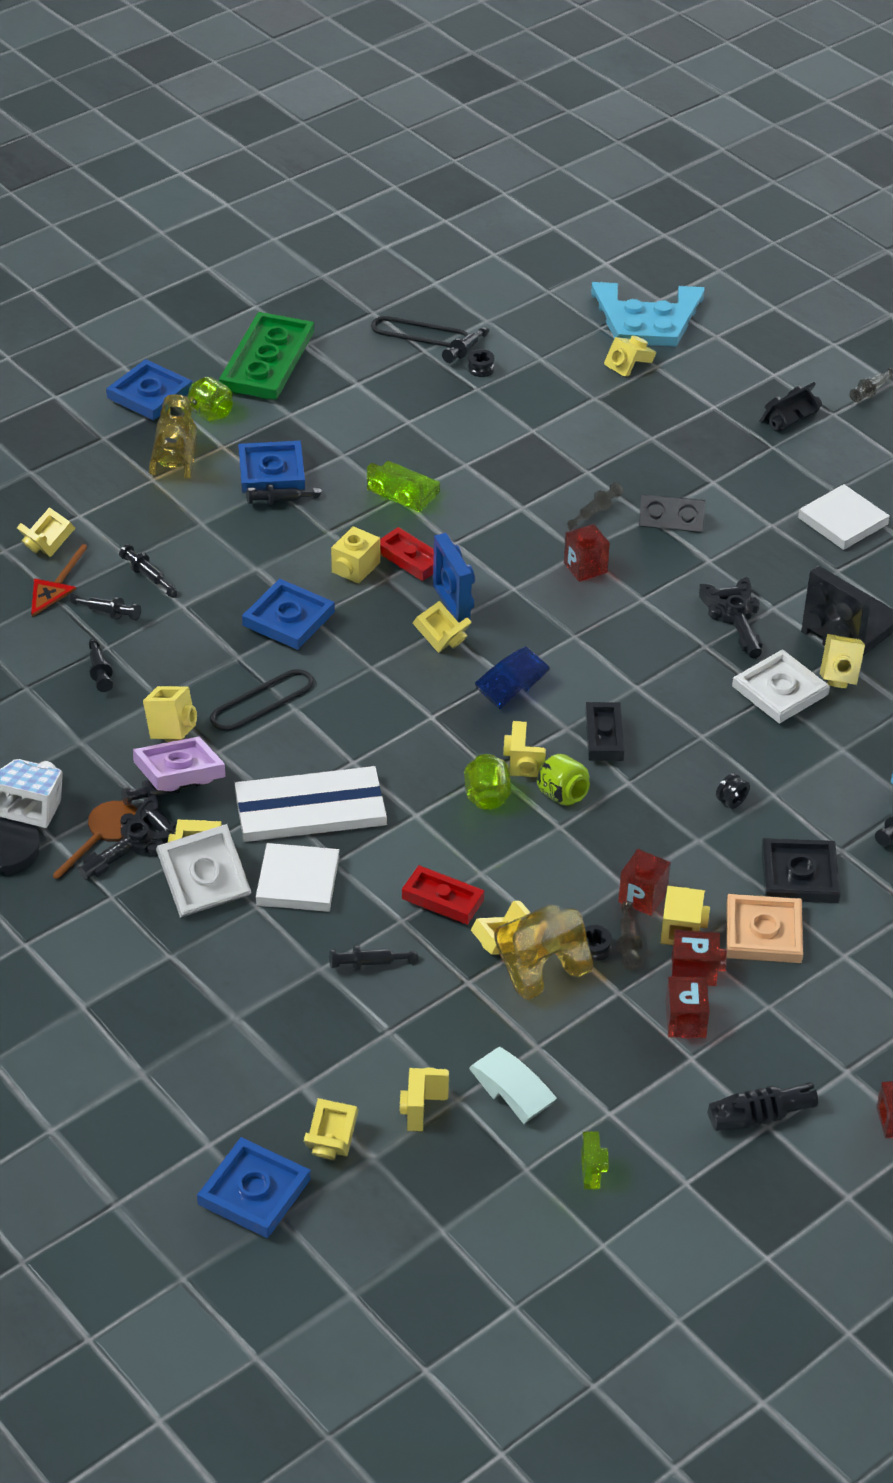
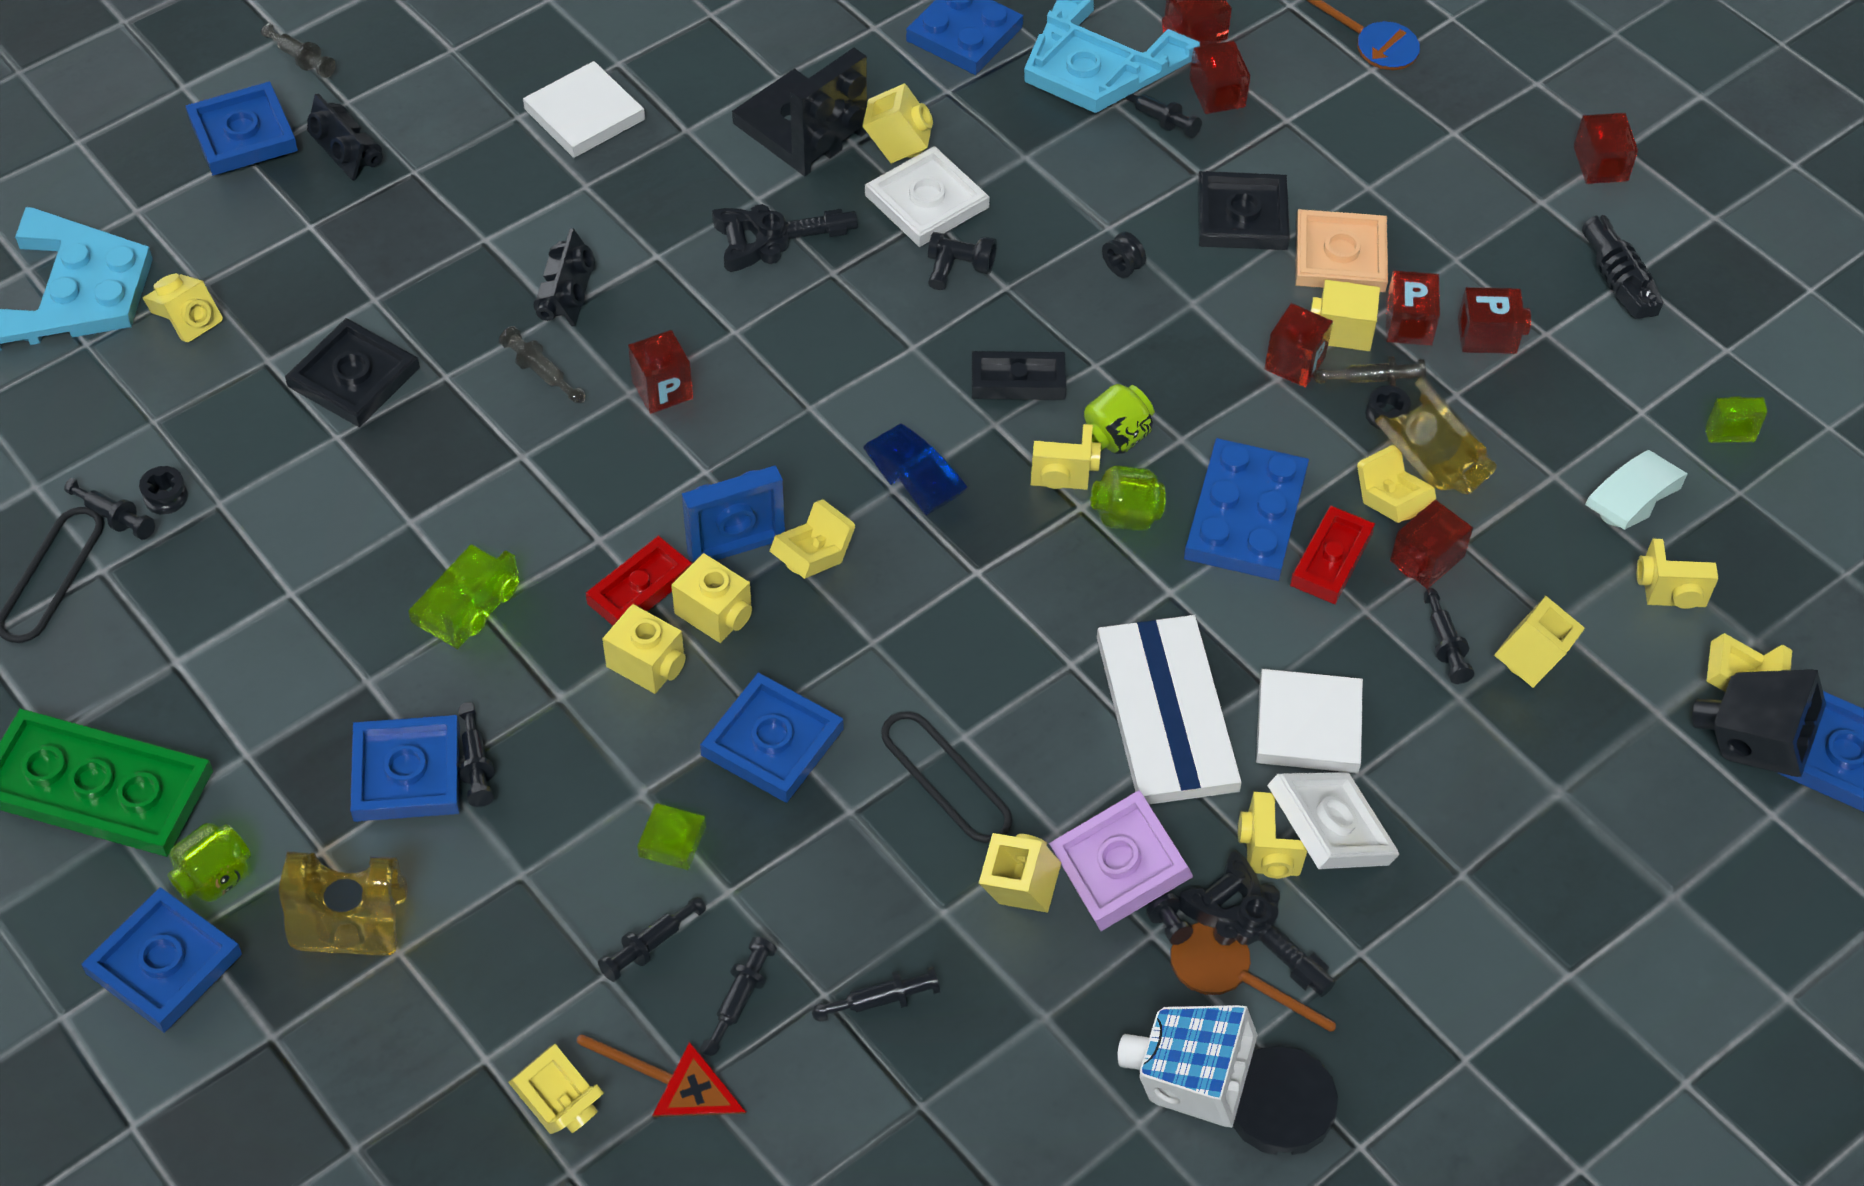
camera: 90 degrees left, 10 degrees up
(220, 577) = (671, 836): none -> clear neon green plate
(270, 1123) = (1766, 718): none -> black torso
(350, 993) = (1539, 641): none -> light yellow brick
(396, 583) = (712, 598): none -> light yellow brick
(451, 948) = (1431, 544): none -> clear red brick
(490, 855) = (1246, 509): none -> blue plate
(584, 430) = (352, 372): none -> black tile
(723, 714) = (947, 250): none -> black piece
(790, 364) = (241, 128): none -> blue plate

